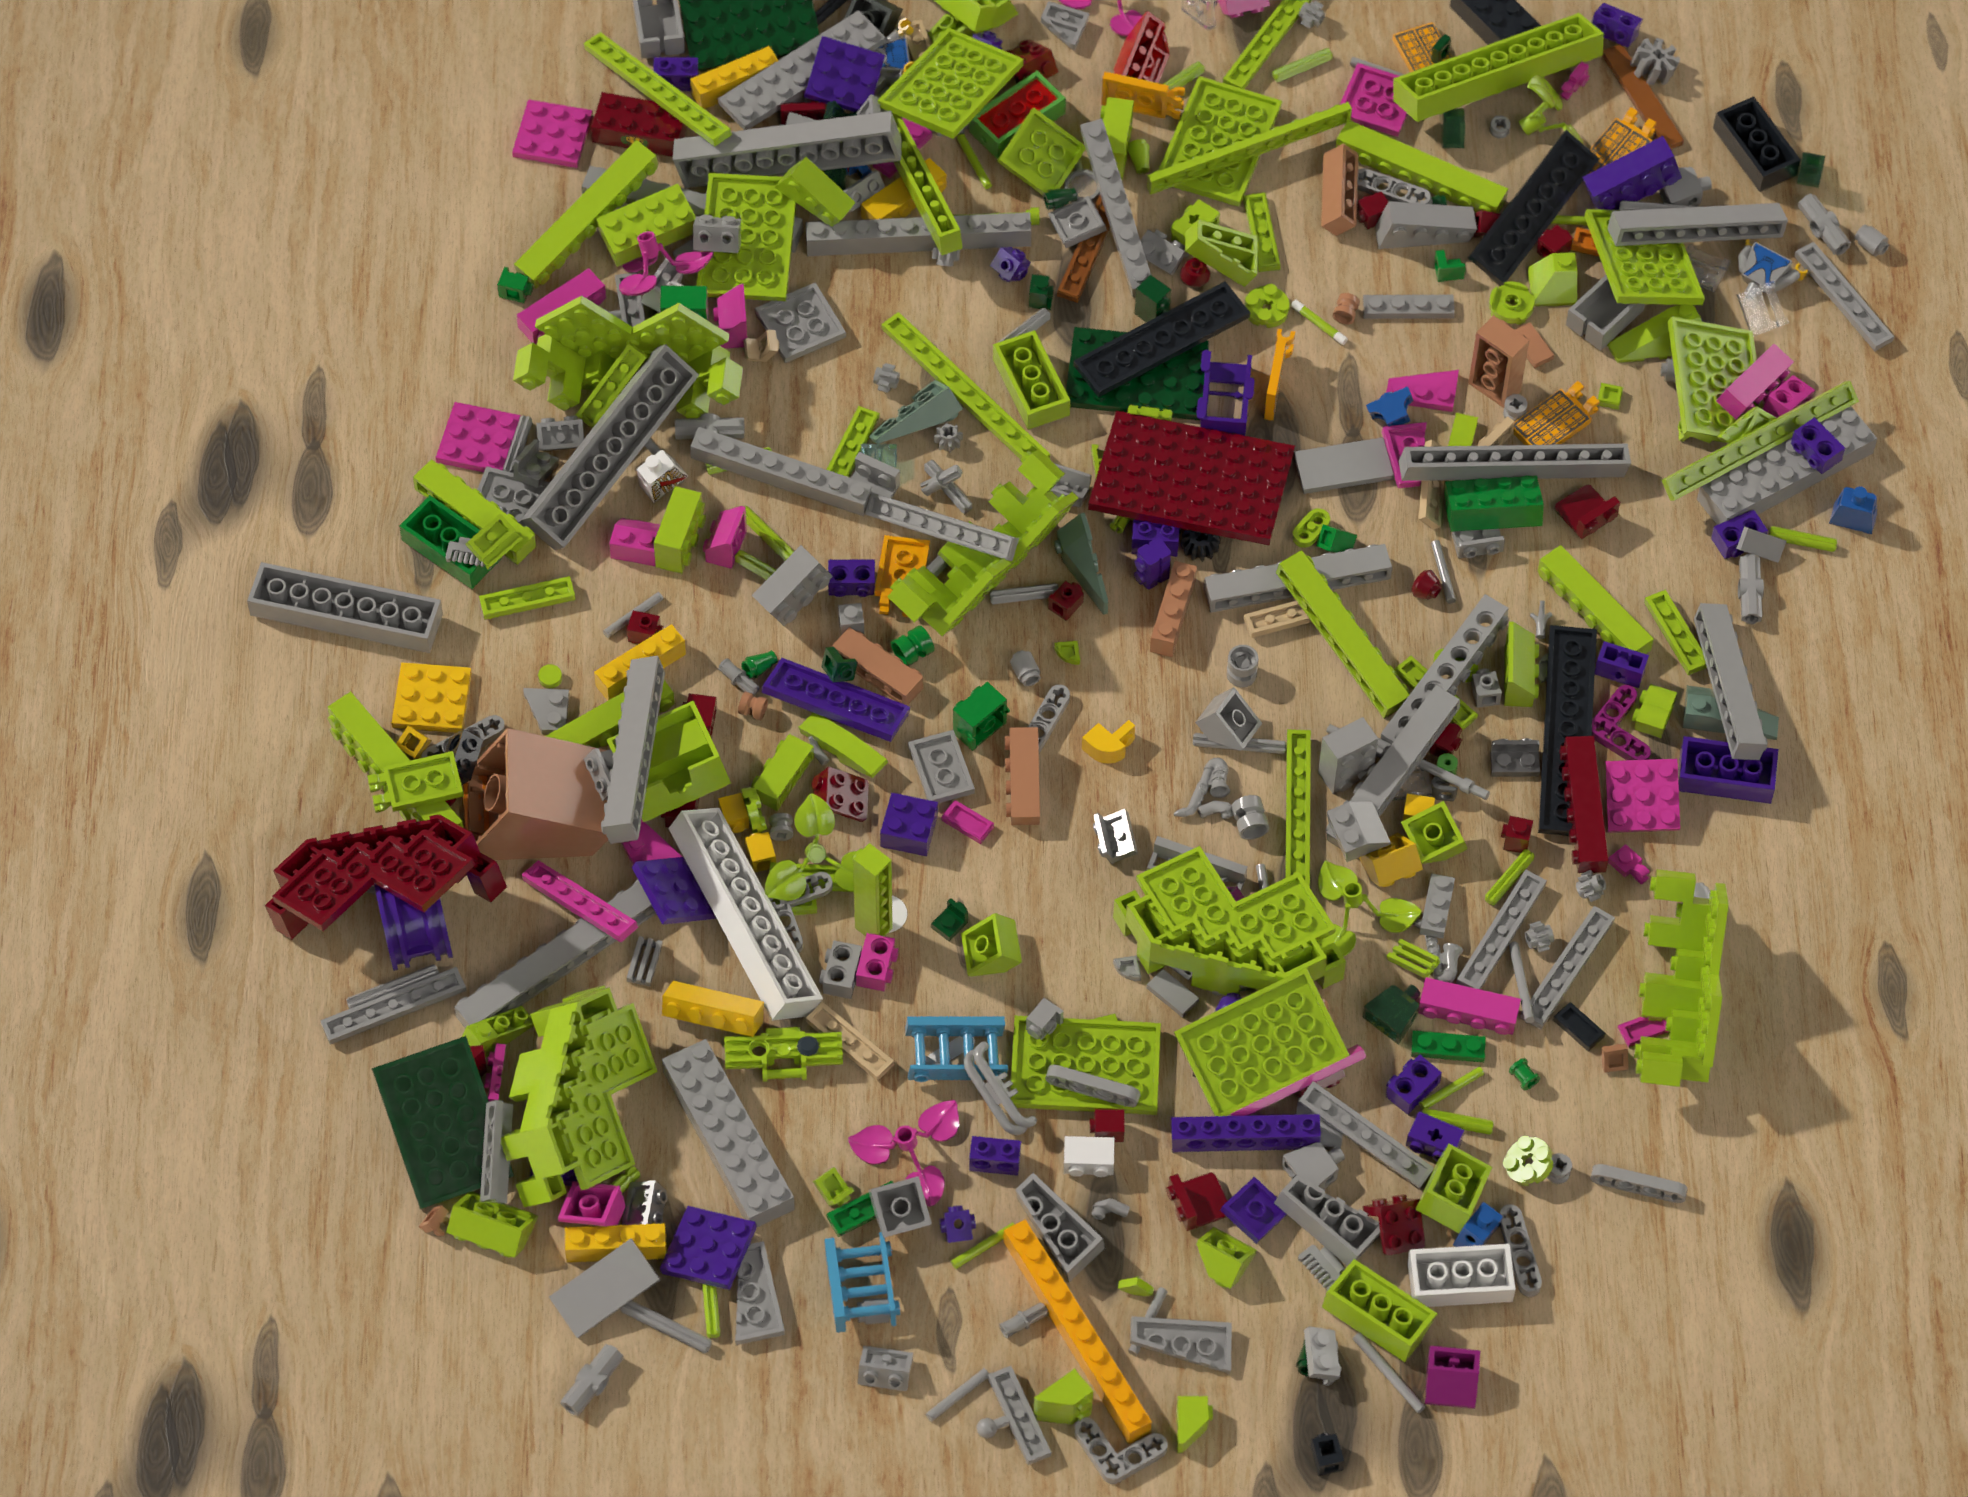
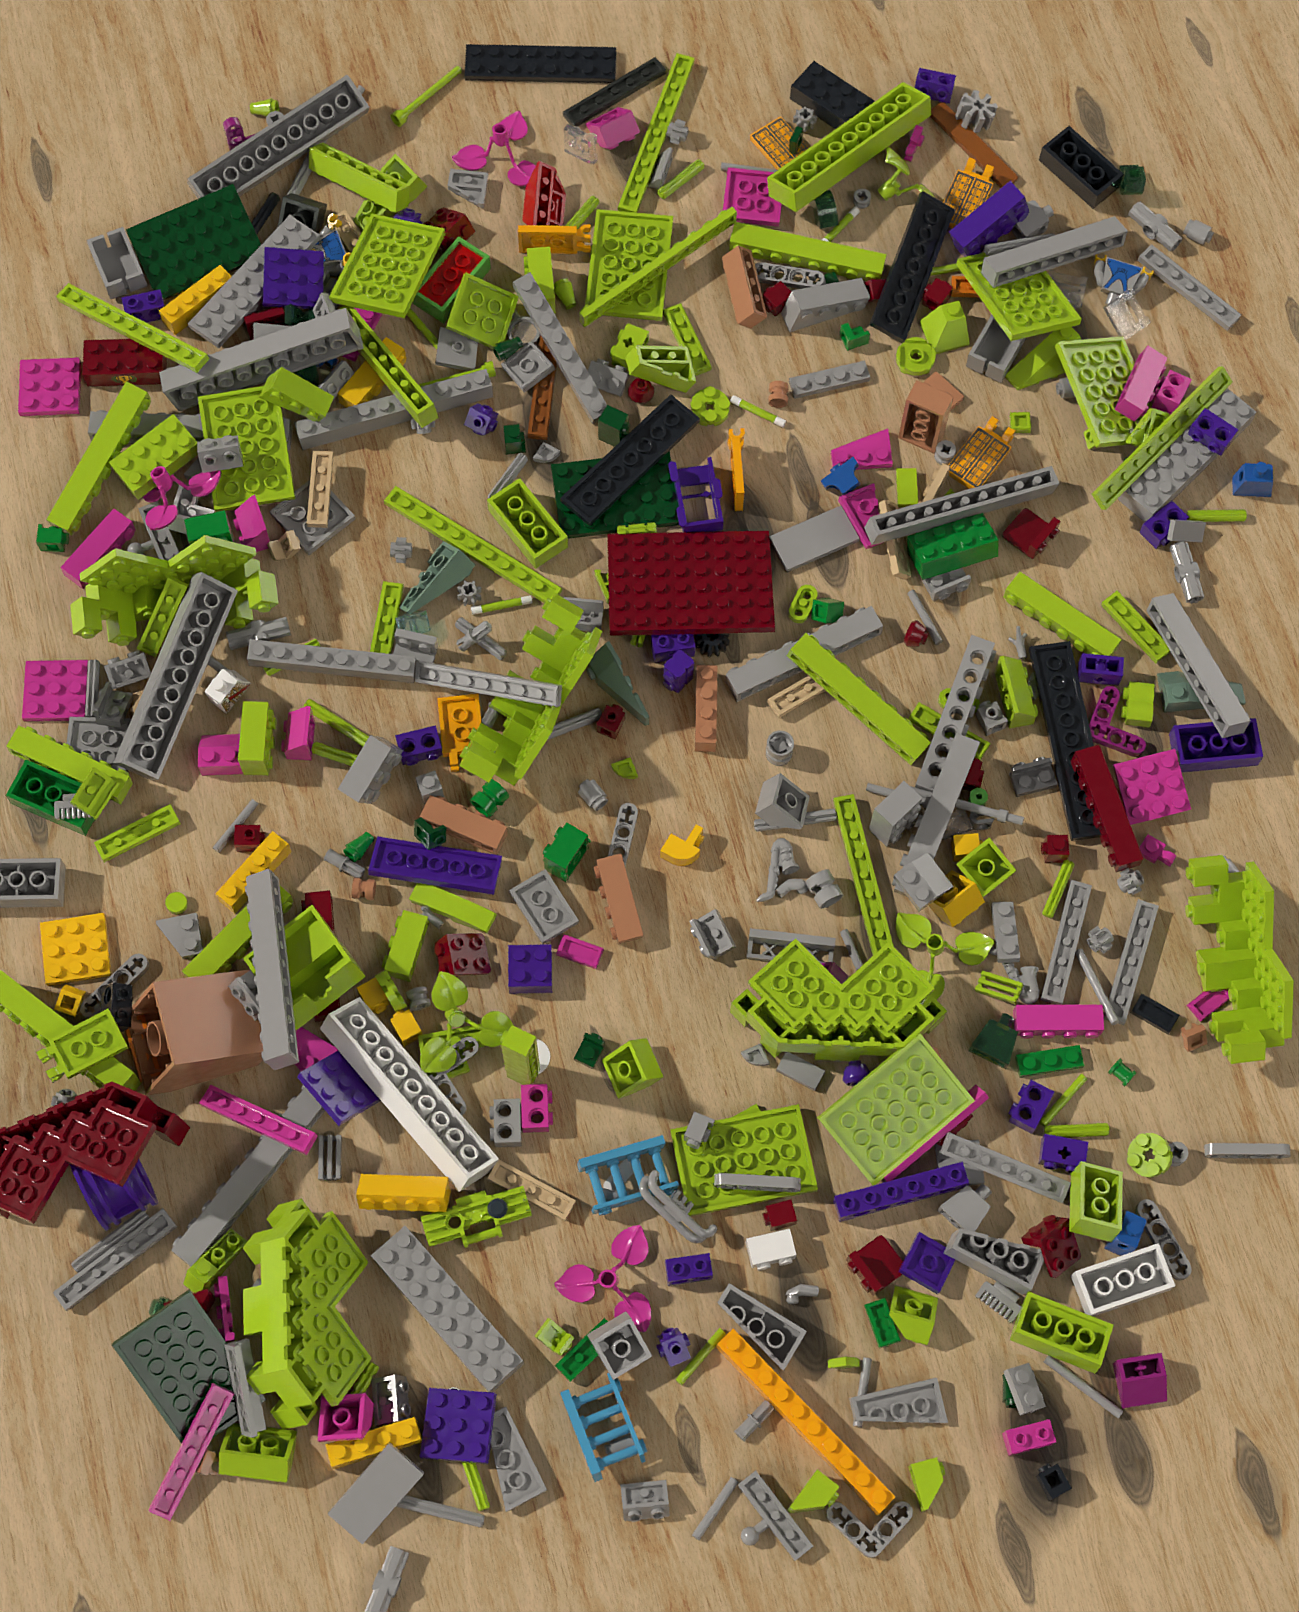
camera: 15 degrees left, 10 degrees up
(423, 1202) = (191, 1451): none -> dark pink plate
(815, 296) = (320, 489): none -> tan plate
(980, 458) = (501, 605): none -> lime bar
(1002, 189) = (455, 350): none -> light grey plate
(1072, 315) = (546, 453): none -> light grey tile
(1188, 1258) = (882, 1323): none -> green plate
(1283, 50) = (661, 169): none -> light grey slope
(1313, 1404) = (1029, 1437): none -> dark pink brick
(1459, 30) = (805, 119): none -> light grey gear
(1469, 149) = (842, 224): none -> lime bar

